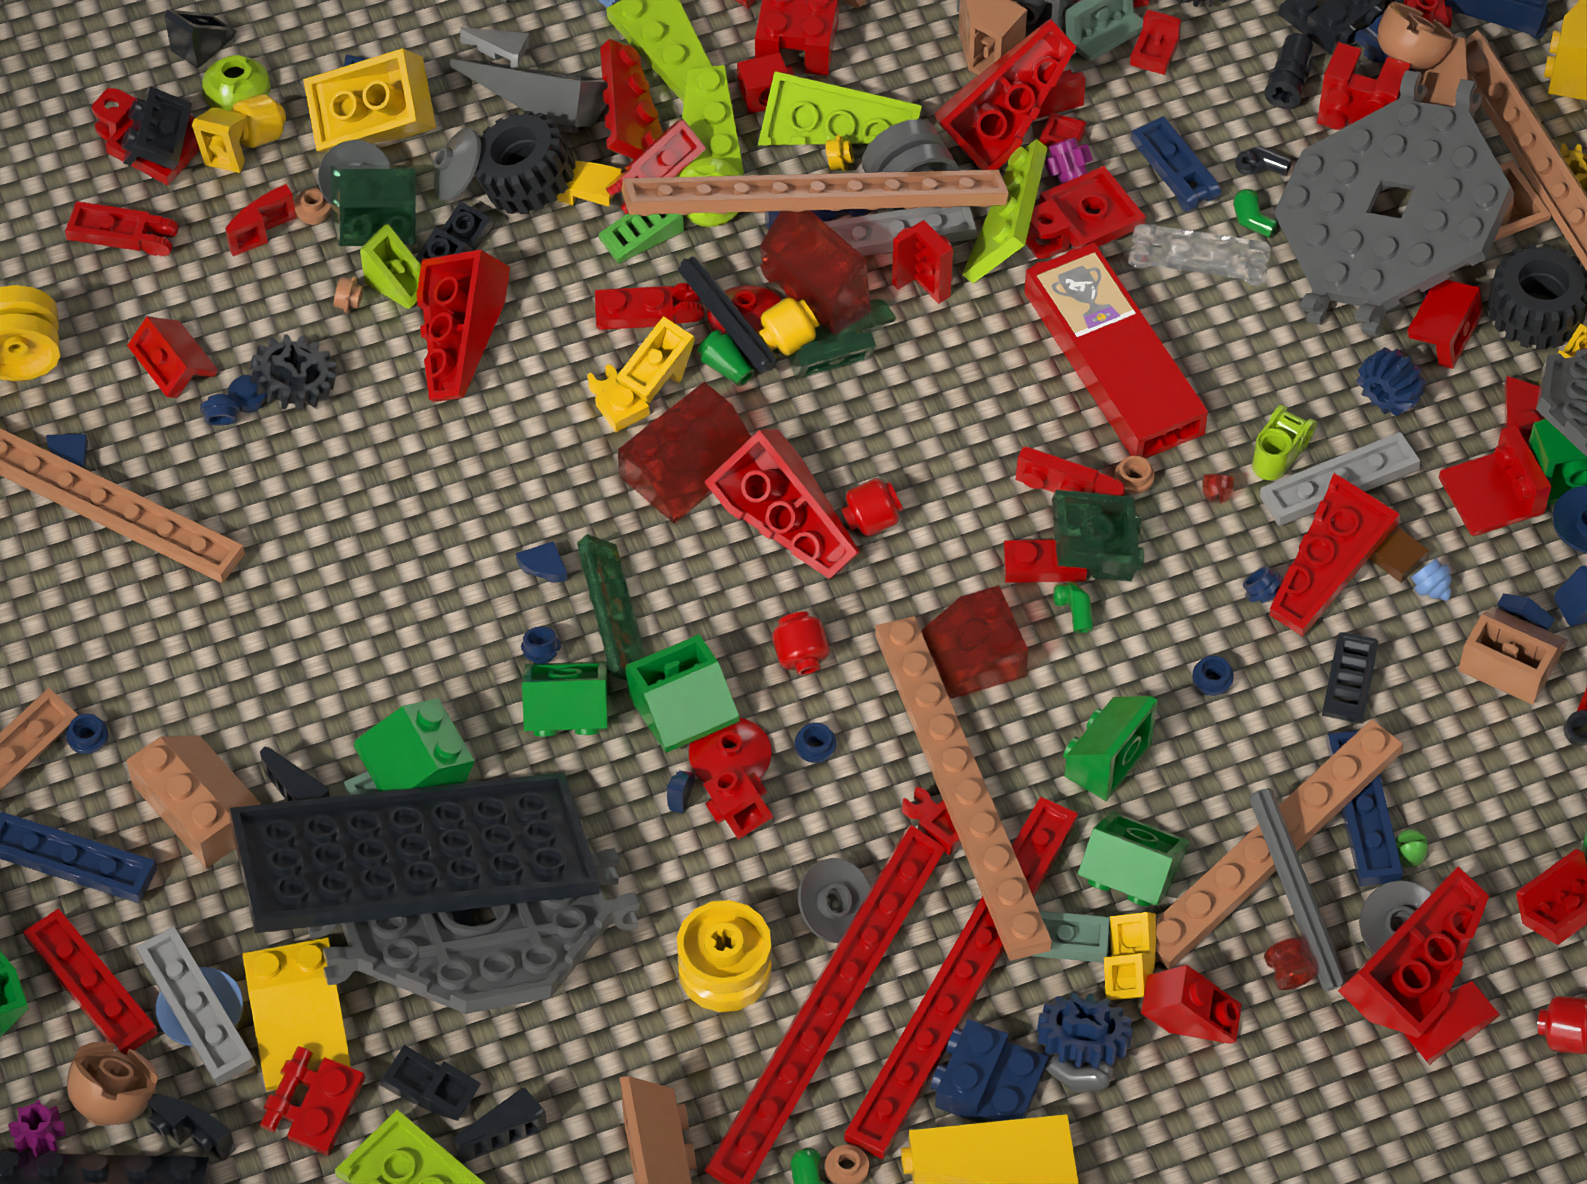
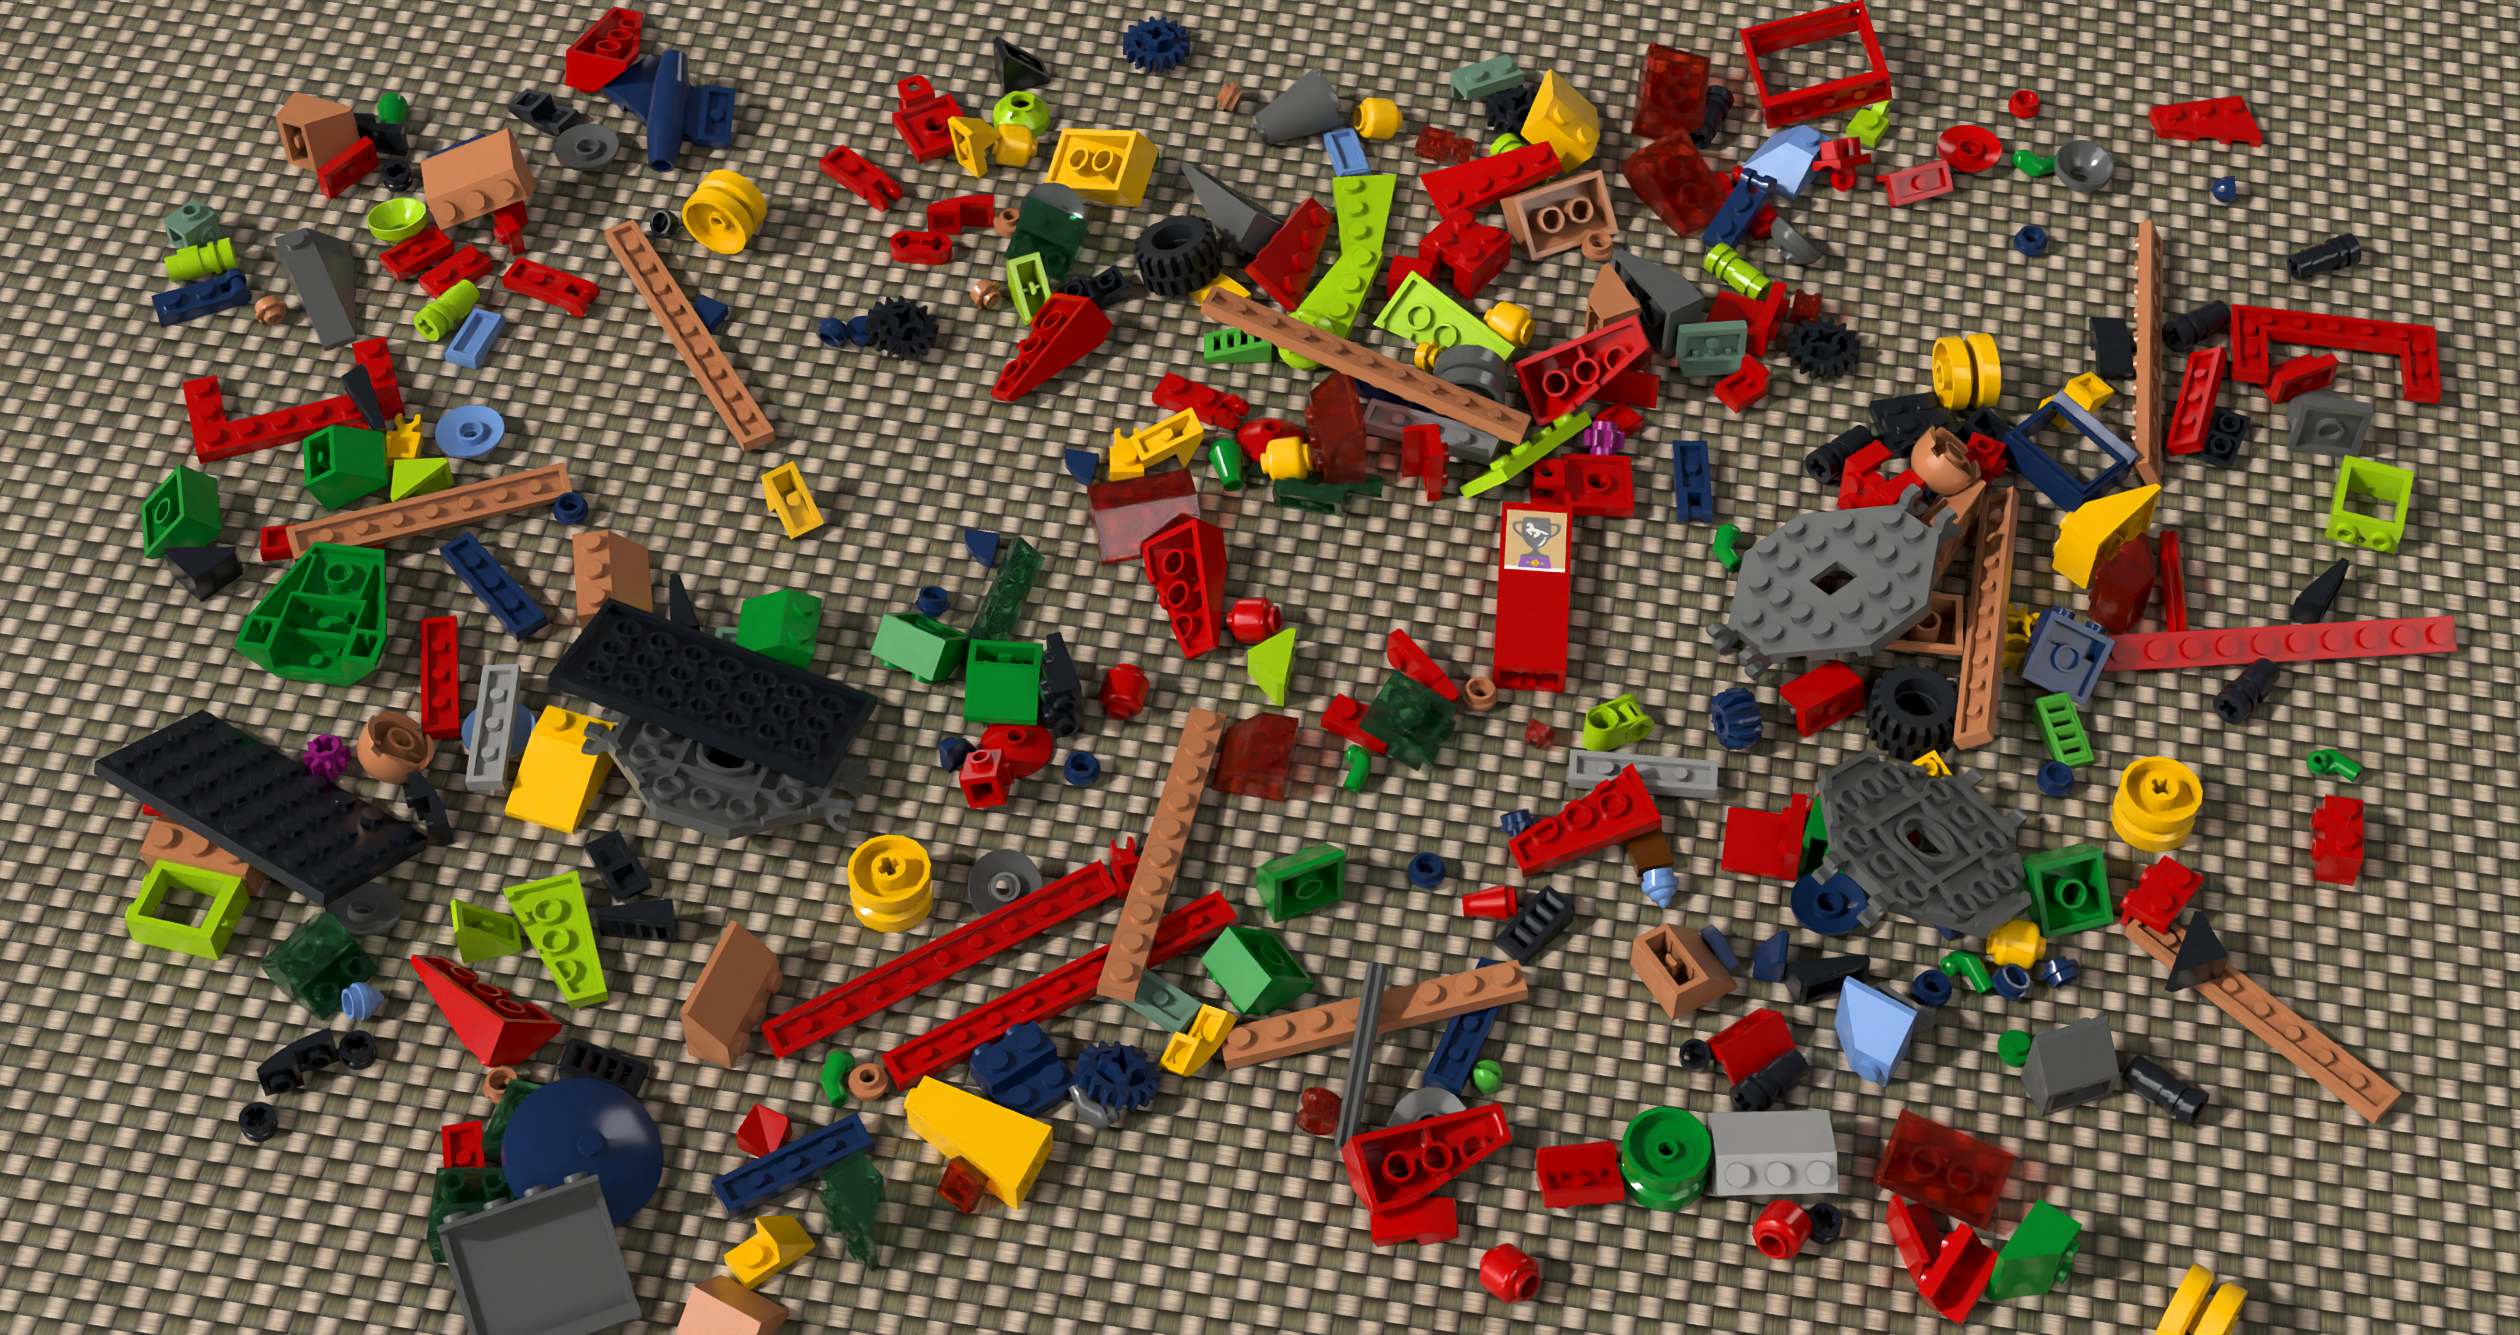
camera: 30 degrees right, 5 degrees down
(156, 128) = (930, 117): black bracket -> none
(169, 354) = (829, 276): red panel -> none
(240, 275) = (921, 247): none -> red beam
(318, 607) = (791, 499): none -> yellow slope
(324, 1107) = (532, 843): red plate -> none
(456, 164) = (1128, 234): dark grey dish -> none
(497, 43) = (1232, 169): light grey tile -> none
(579, 429) = (1082, 465): none -> dark blue tile
(663, 158) = (1288, 295): hinge -> none
(728, 314) = (1249, 431): black axle -> none
(749, 668) = (1060, 689): none -> black plate
(895, 81) = (1511, 323): none -> yellow head
(925, 545) = (1272, 664): none -> lime slope
(1191, 1005) = (1216, 1102): red slope -> none
(1199, 253) = (1660, 556): clear plate -> none
(1262, 159) = (1763, 509): black arm -> none
(1299, 675) = (1491, 903): none -> red cone

